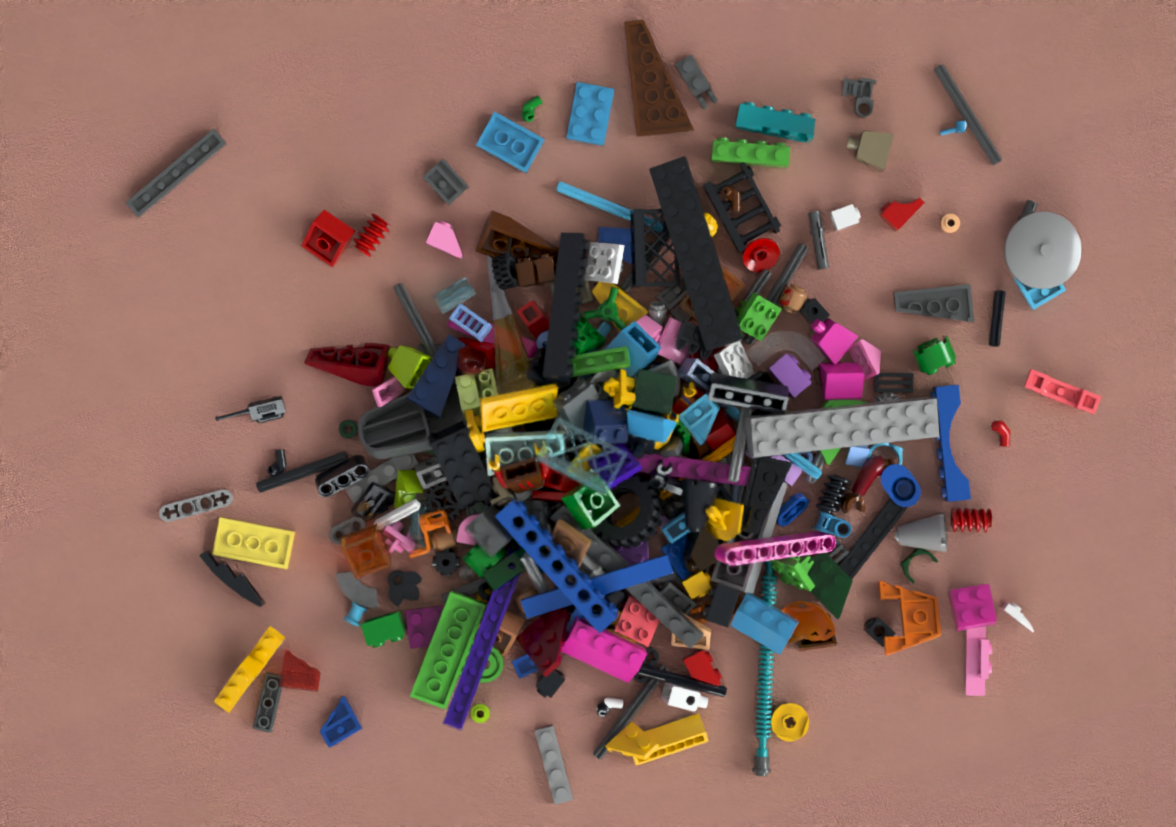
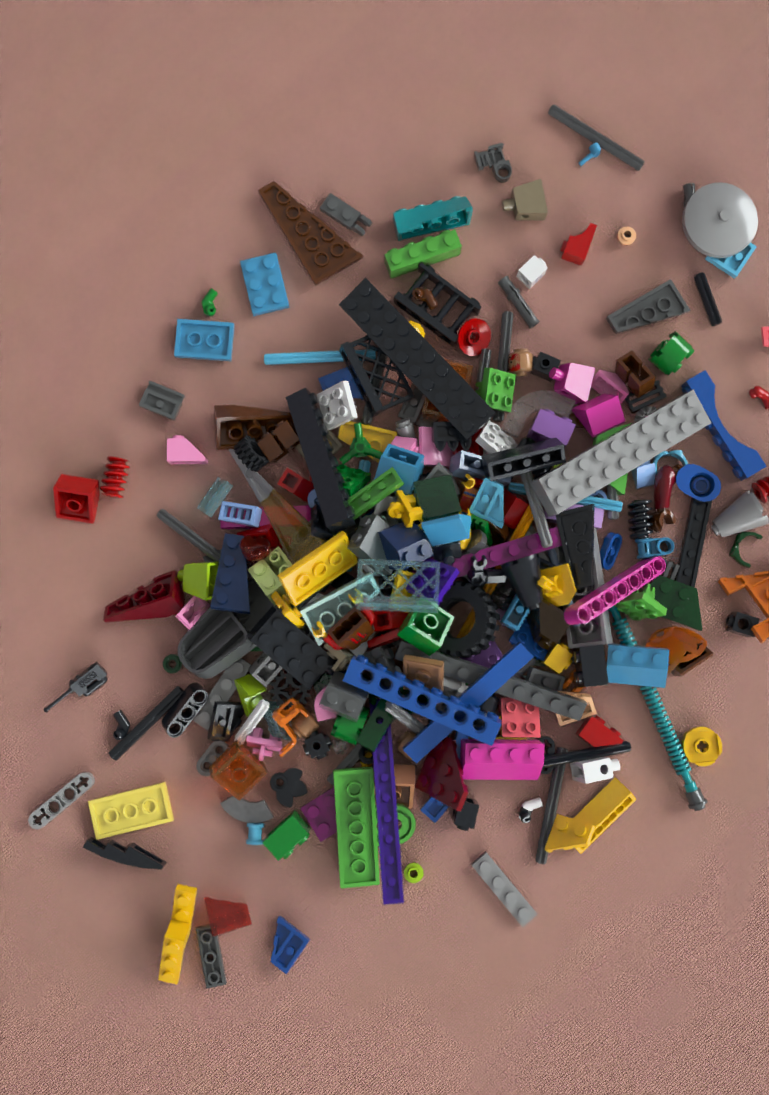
camera: 30 degrees left, 5 degrees down
(889, 352) = (629, 368): none -> reddish brown piece

